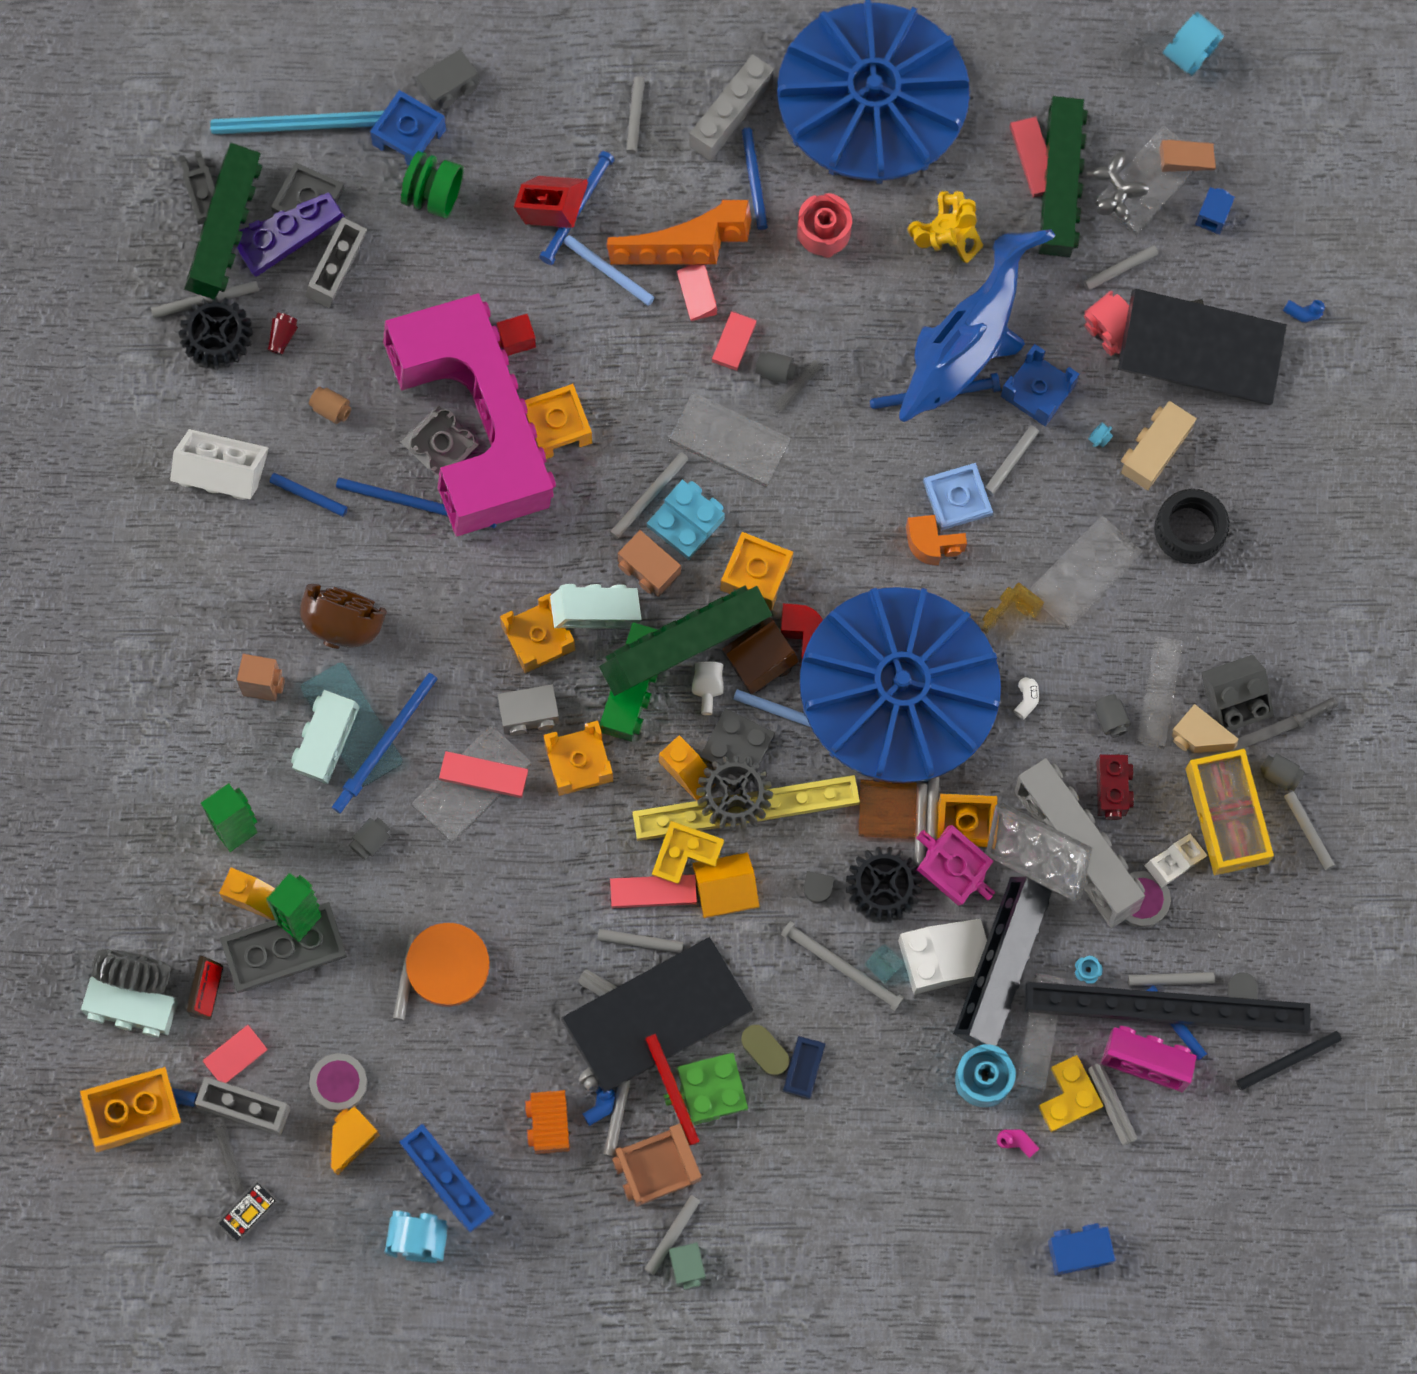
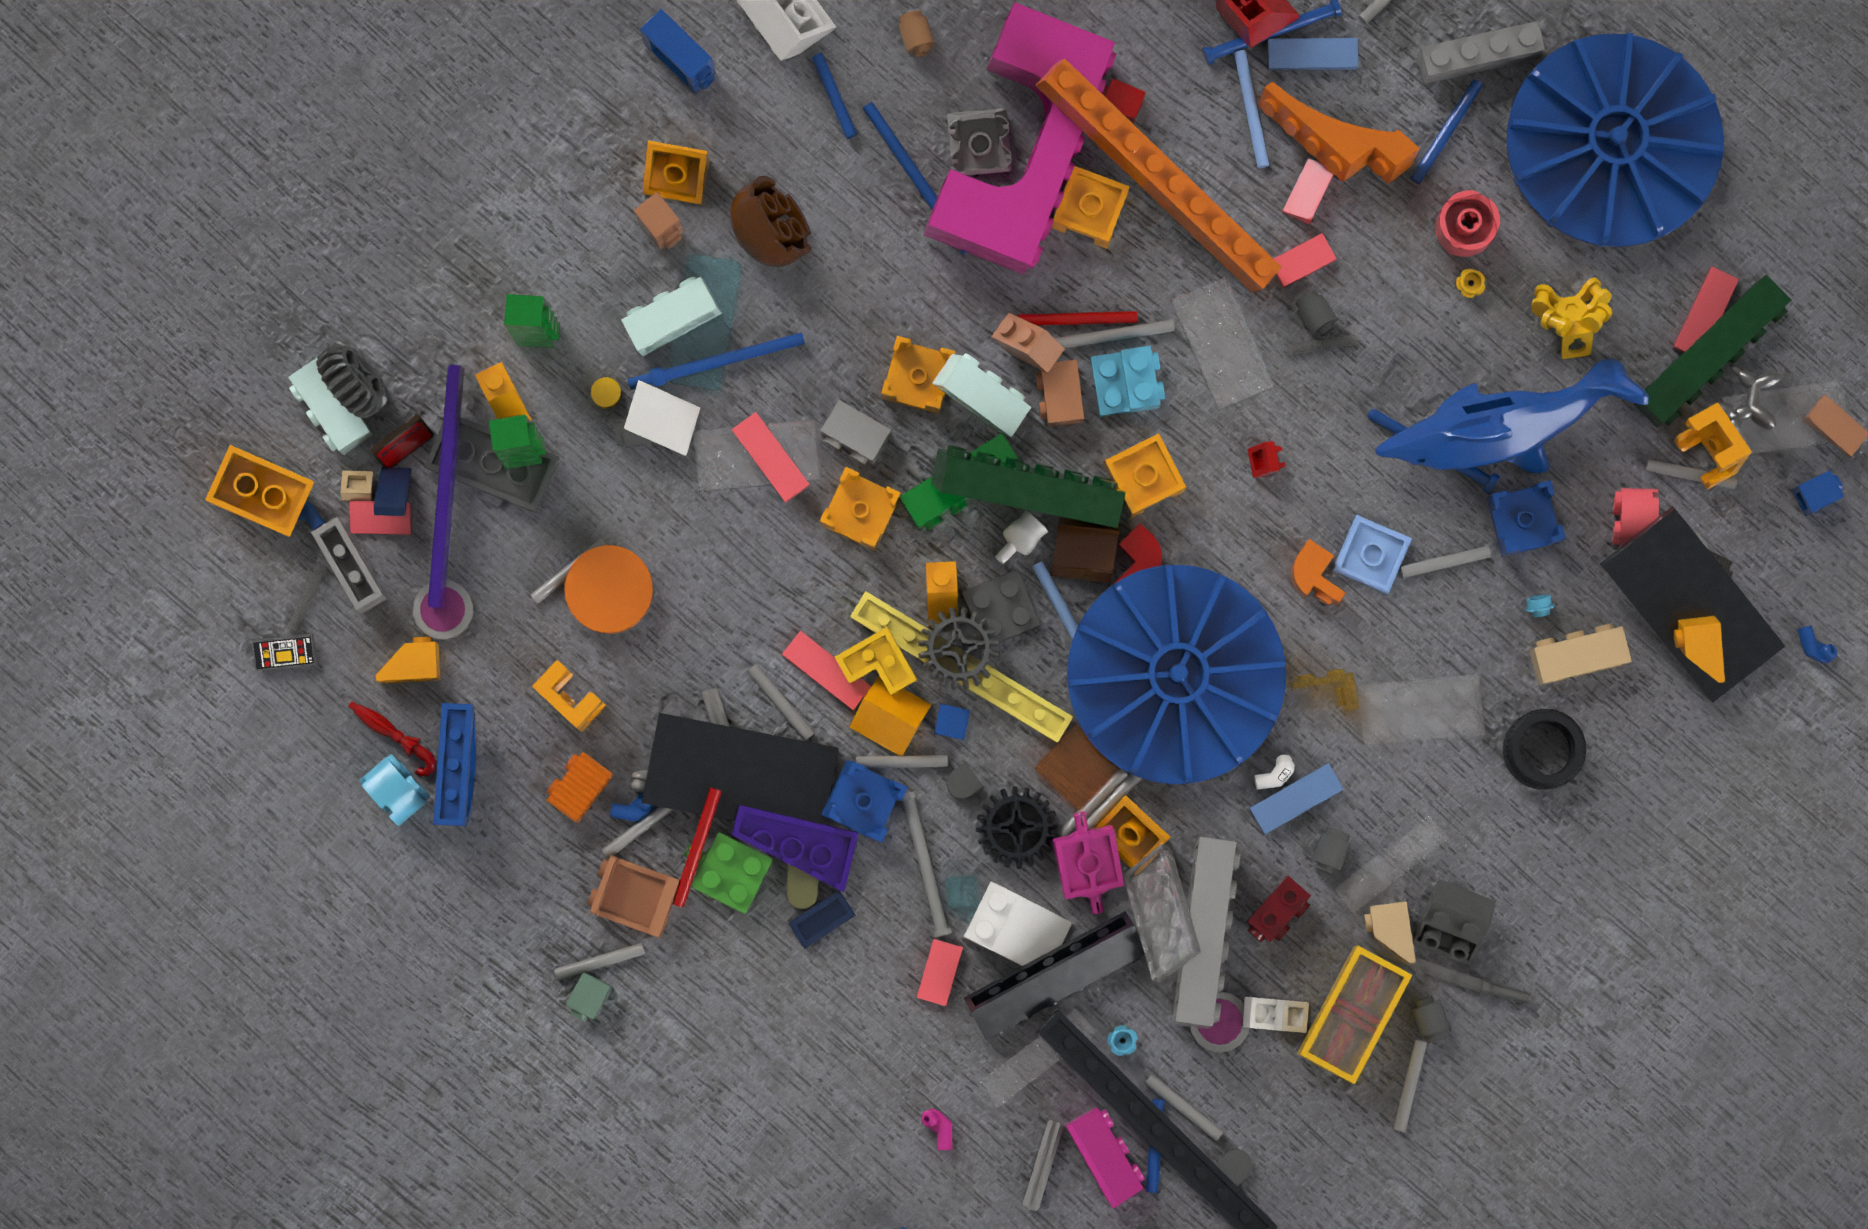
camera: 45 degrees right, 10 degrees up
(171, 550) = (678, 51): none -> blue window
(198, 1046) = (356, 486): none -> tan plate
(229, 1027) = (392, 491): none -> dark blue tile
(239, 634) = (675, 172): none -> light orange slope
(266, 989) = (446, 487): none -> dark purple tile
(324, 831) = (606, 392): none -> yellow tile
(368, 1202) = (383, 726): none -> red piece
(381, 812) = (662, 418): none -> white sticker
(486, 1070) = (552, 682): none -> light orange panel
(587, 357) = (1158, 175): none -> orange brick
(596, 545) = (1028, 342): none -> nougat brick
(613, 506) = (1081, 318): none -> red bar
(617, 200) = (1313, 54): none -> medium blue tile
(748, 1022) = (805, 844): none -> dark purple wing
(760, 957) = (863, 800): none -> blue panel
(762, 909) = (912, 761): none -> light grey bar
(772, 852) = (951, 722): none -> blue slope
(828, 492) = (1264, 459): none -> red tile
(861, 256) = (1471, 275): none -> yellow plate
(919, 1032) = (939, 972): none -> coral tile
(999, 1068) = (953, 1071): medium azure brick -> none
(1056, 703) = (1296, 798): none -> medium blue tile
(1078, 1095) = (1016, 1137): yellow plate -> none
(1121, 226) = (1721, 441): none -> light orange panel
(1234, 366) = (1702, 644): none -> light orange slope

